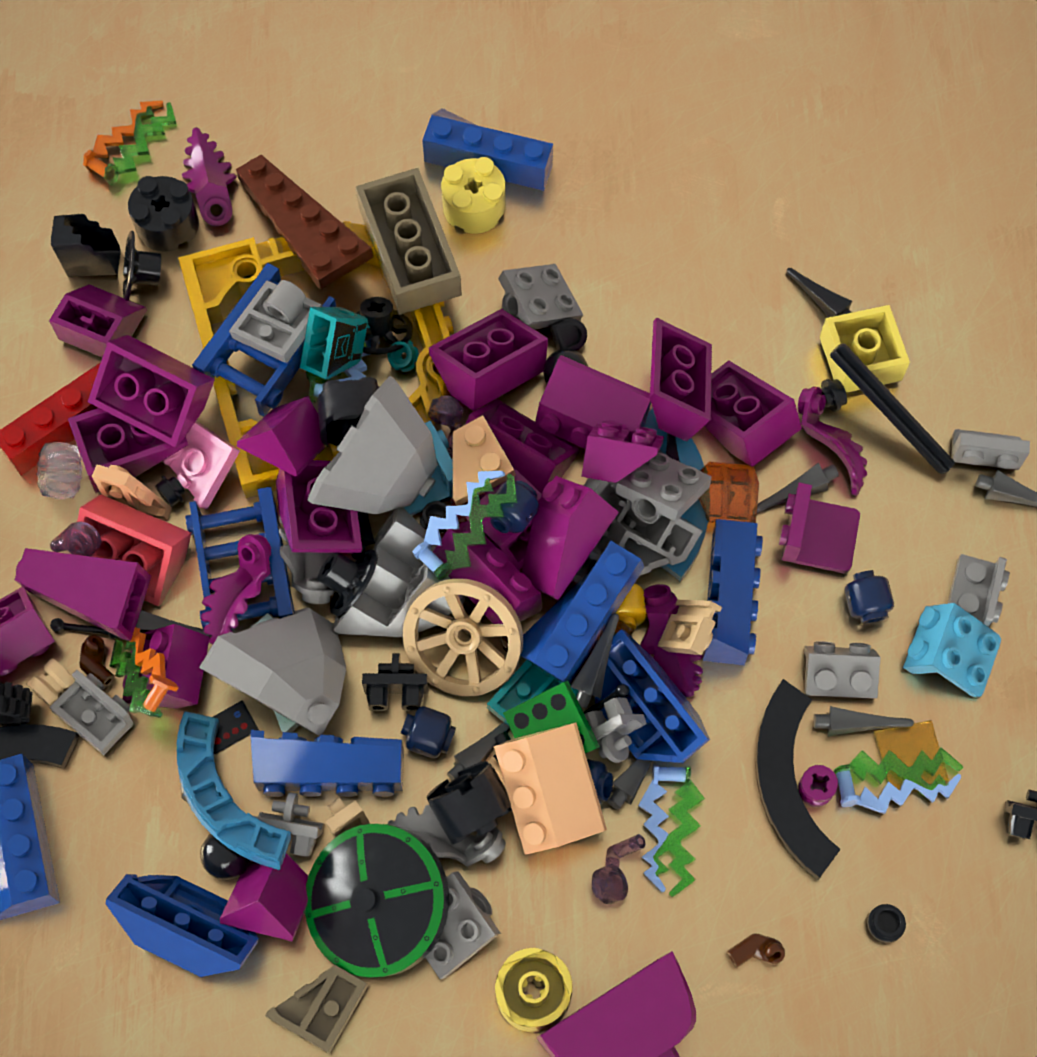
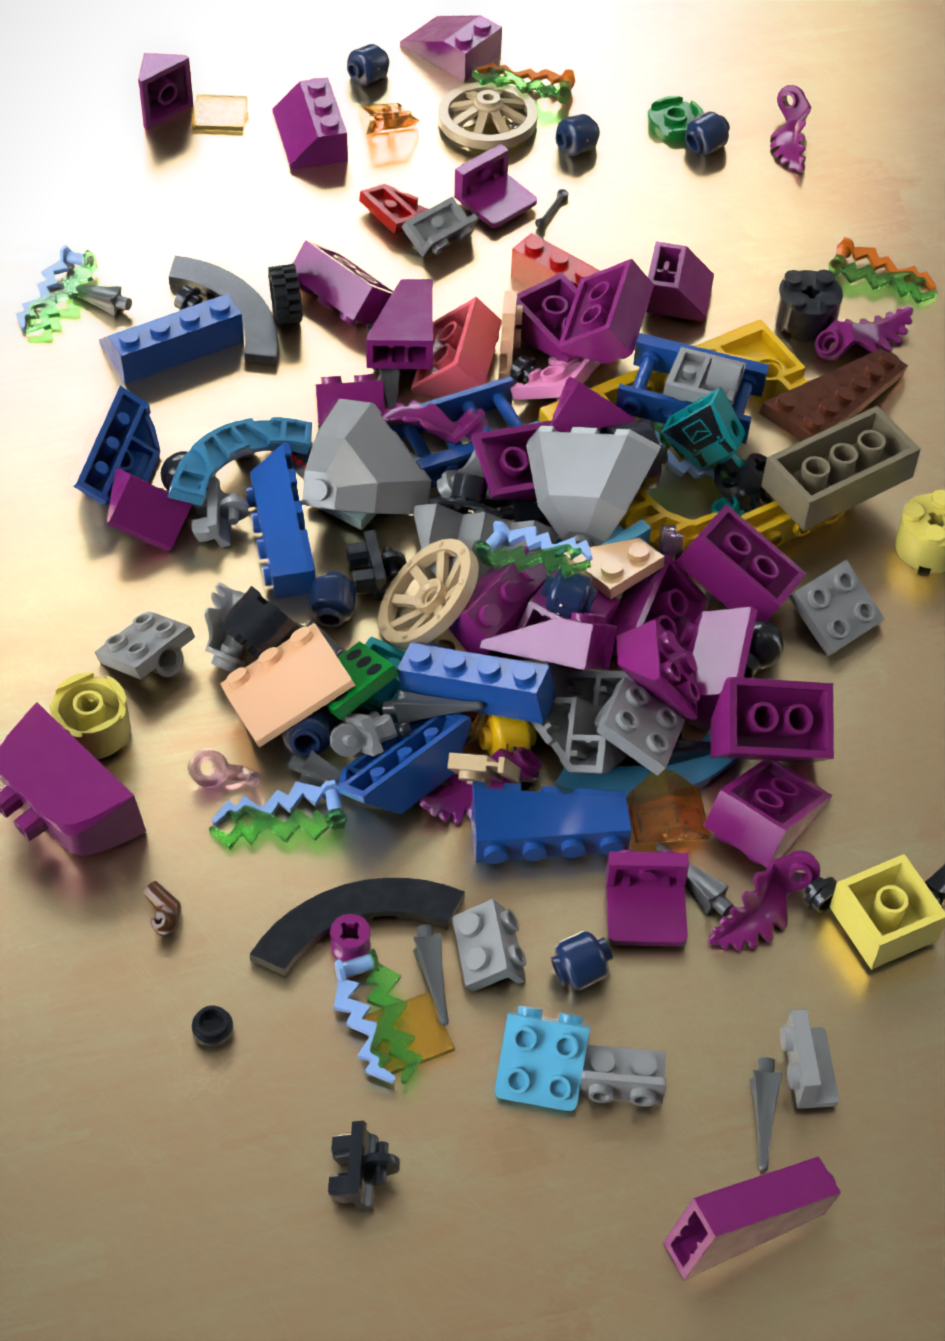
camera: 75 degrees right, 15 degrees down
(52, 682) = (317, 330): tan wheel -> none
(59, 470) = (512, 279): clear gear -> none
(78, 539) = (447, 308): clear purple plate -> none
(84, 246) = (744, 276): black piece -> none
(92, 659) = (345, 354): reddish brown arm -> none
(93, 712) = (295, 362): light grey bracket -> none
(129, 664) = (319, 373): piece -> none
(139, 266) = (742, 301): black wheel -> none
(321, 1008) = (54, 570): dark tan wing -> none
(345, 817) = (229, 554): tan tile -> none
(376, 900) = (157, 582): dish -> none
(568, 334) = (803, 641): black tile -> none
(892, 408) = (816, 940): black axle -> none

